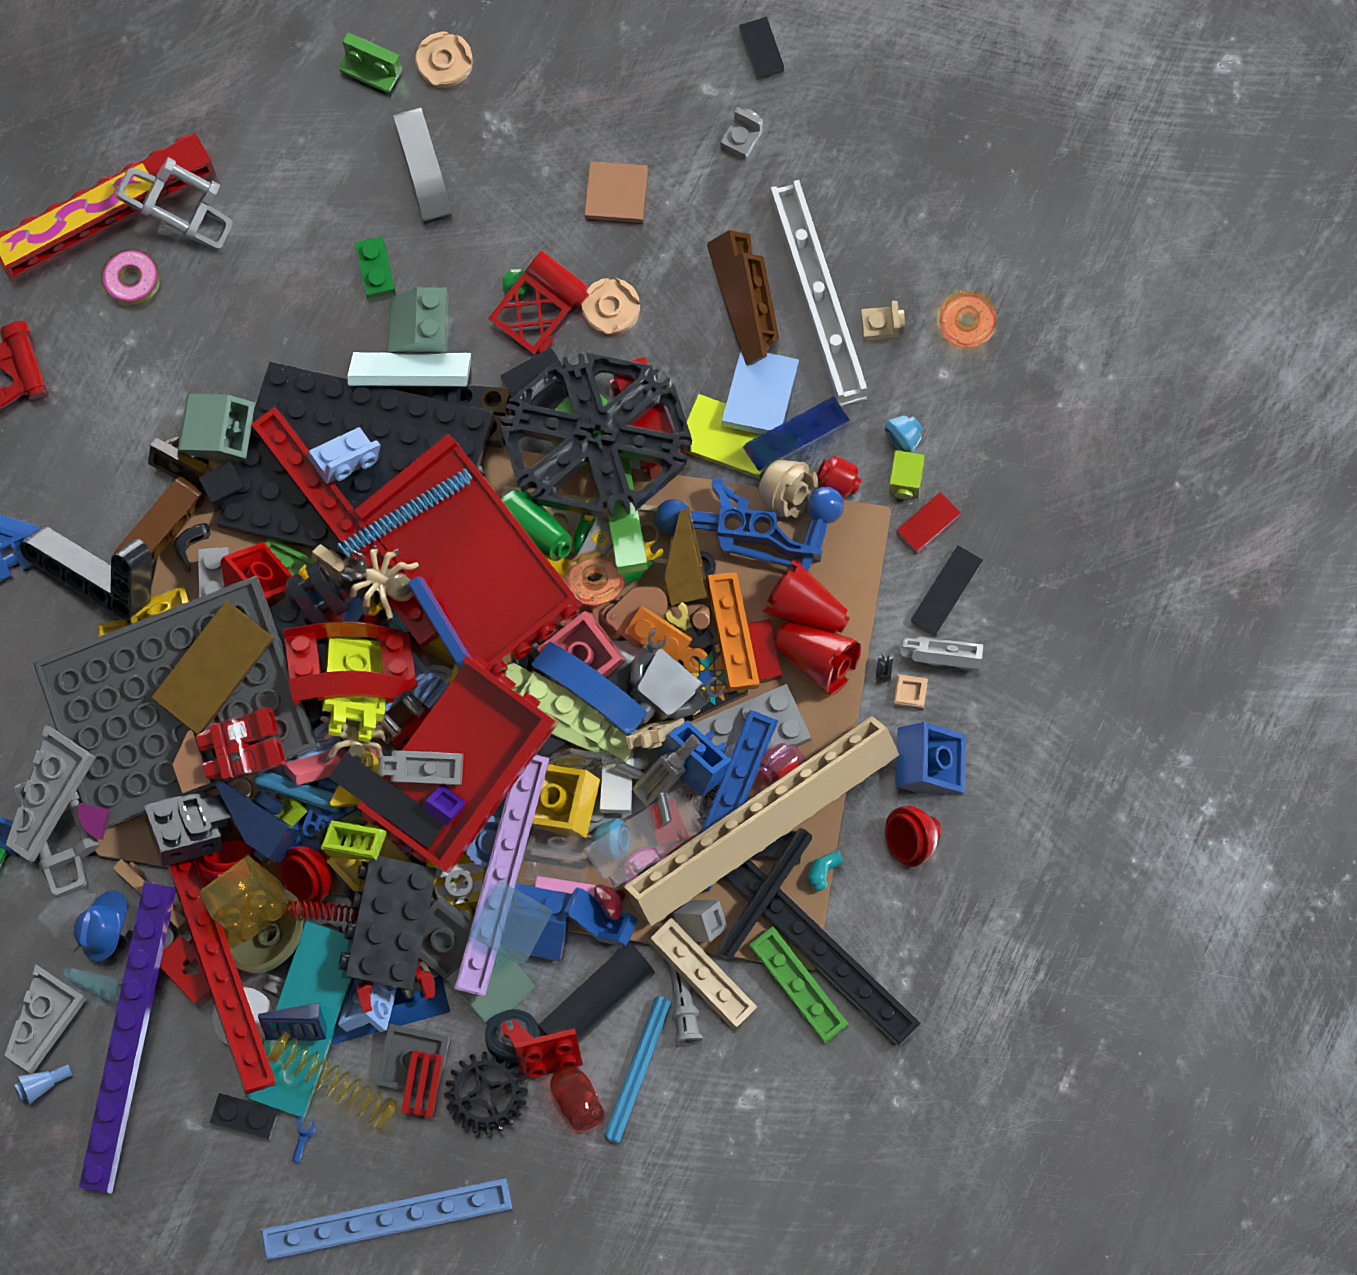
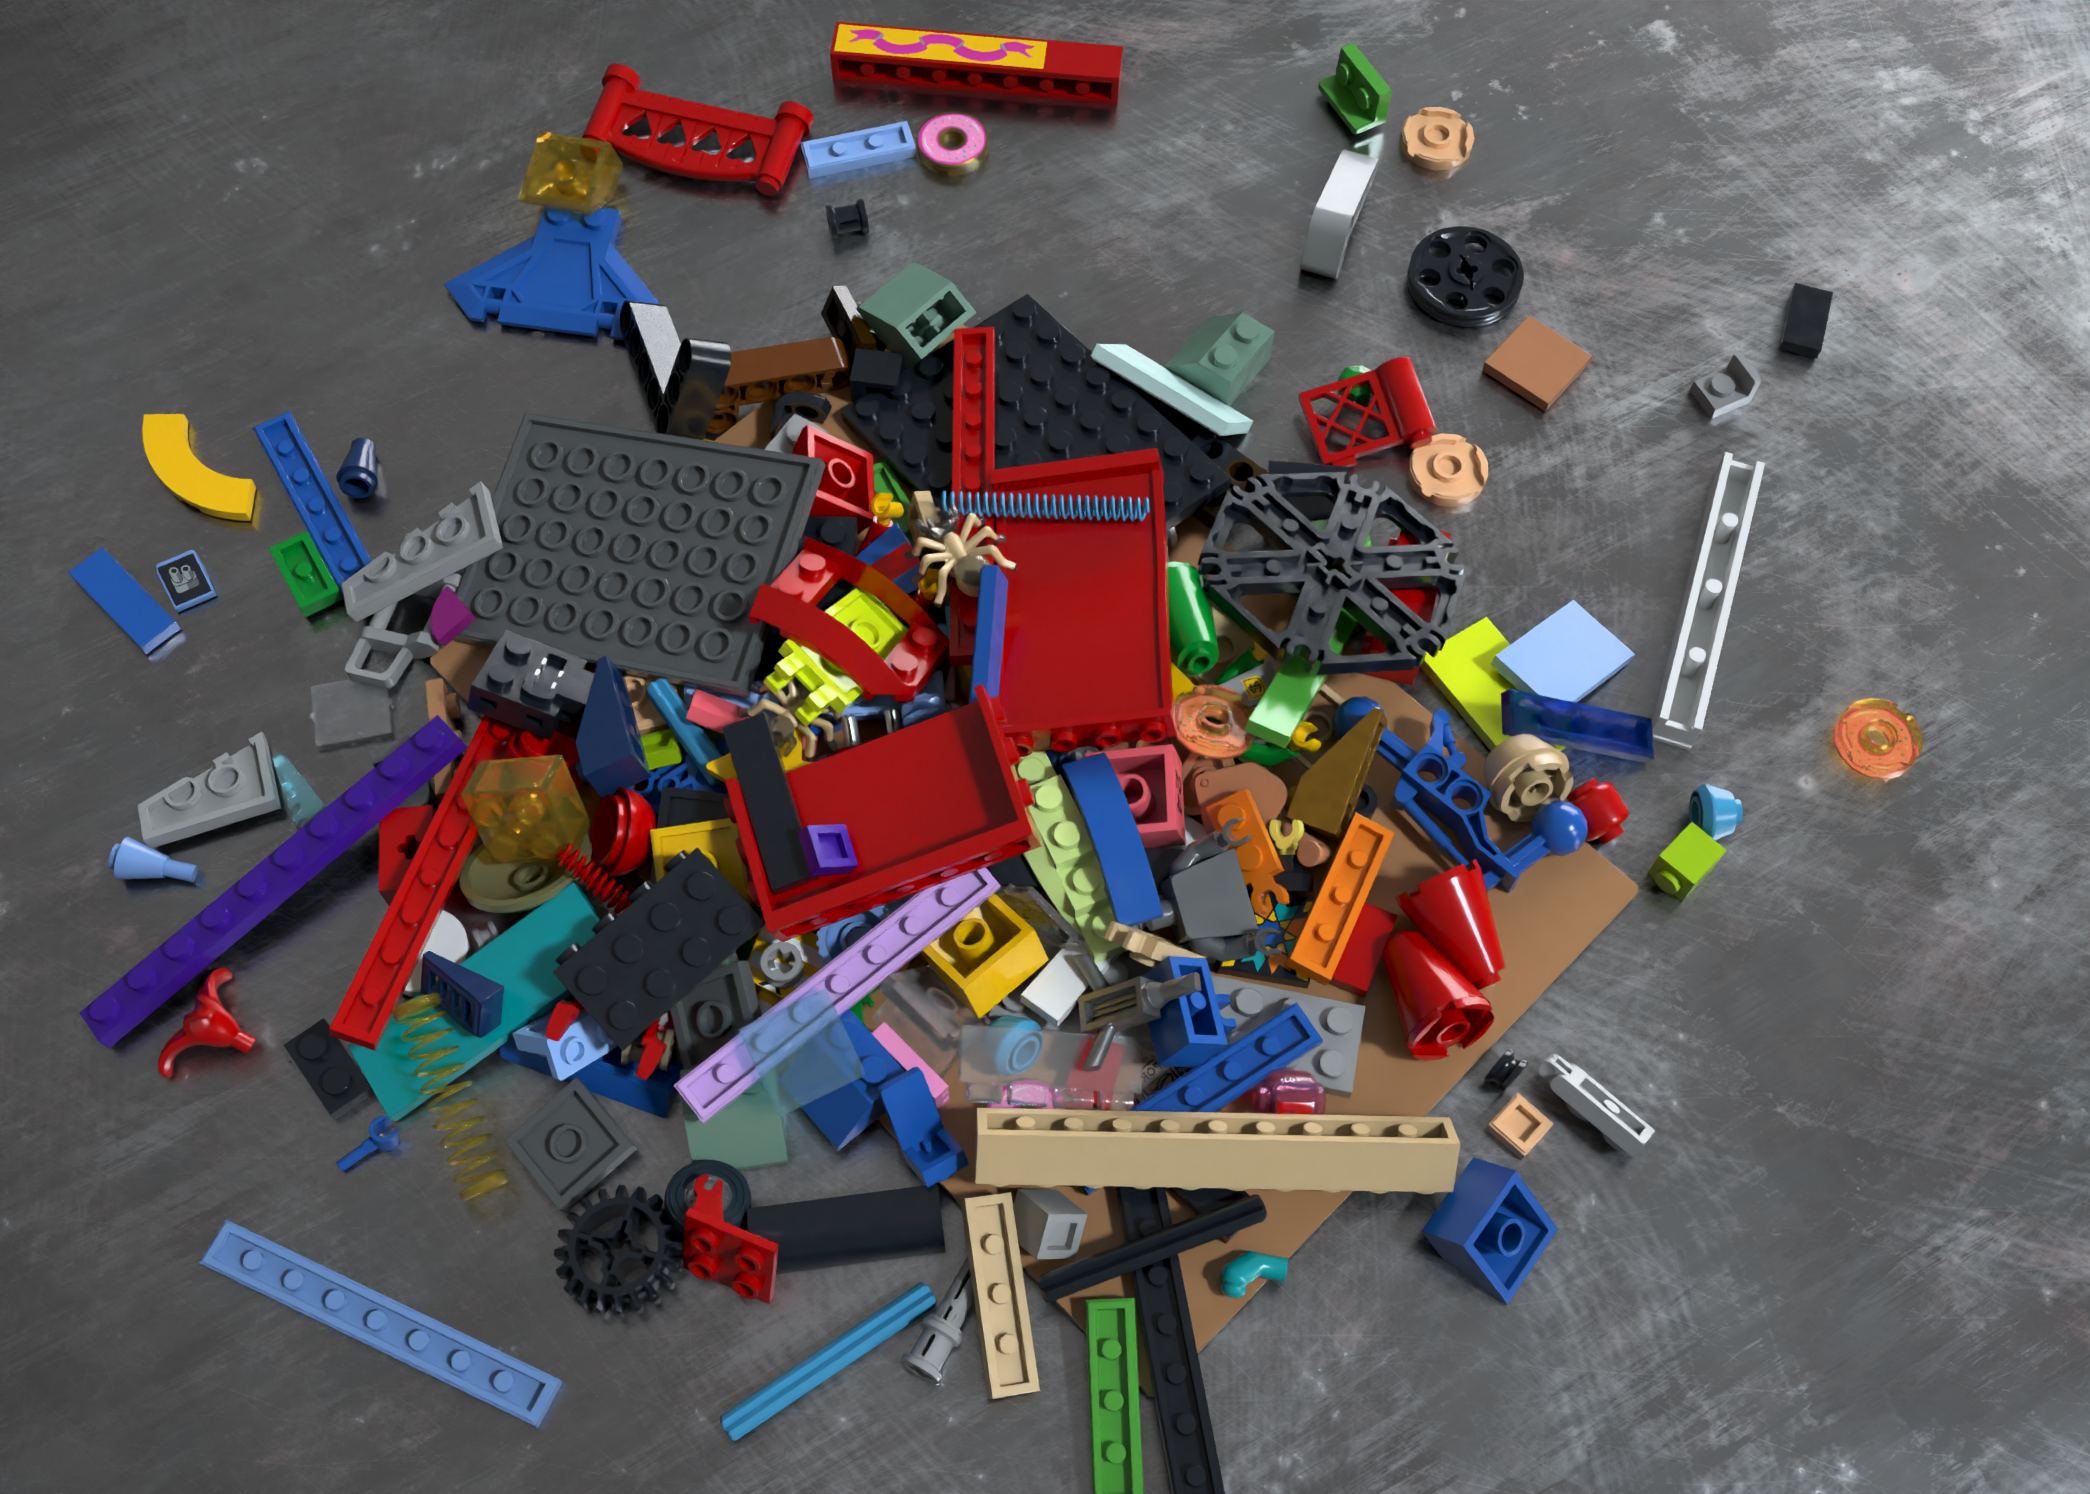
camera: 30 degrees right, 10 degrees down
(71, 324) = (858, 149): none -> light blue tile
(100, 925) = (356, 733): blue piece -> none
(109, 383) = (847, 219): none -> black bush
(149, 208) = (1046, 62): light grey bar -> none
(158, 1141) = (207, 1025): none -> red piece
(189, 765) = (594, 621): nougat tile -> none
(213, 667) = (698, 529): pearl gold tile -> none
(233, 750) = (661, 634): red hips -> none
(269, 802) = (645, 721): dark blue tile -> none
(312, 609) = (877, 527): black brick -> none
(336, 833) = (690, 819): lime slope -> none
(344, 455) = (1027, 415): light blue bracket -> none
(375, 267) = (1213, 280): green plate -> none
(422, 1082) = (542, 1168): red tile -> none
(423, 767) = (838, 789): light grey hinge -> none
(532, 144) = (1474, 266): none -> black wedge
(576, 1099) = (726, 1342): clear red piece -> none
(609, 900) = (948, 1115): dark red rock -> none
(745, 293) = (1617, 546): reddish brown wedge -> none
(882, 322) = (1766, 677): tan bracket -> none
(912, 835) = (1400, 1309): red piece -> none
(928, 522) = (1677, 937): red tile -> none
(947, 590) = (1649, 1033): black tile -> none

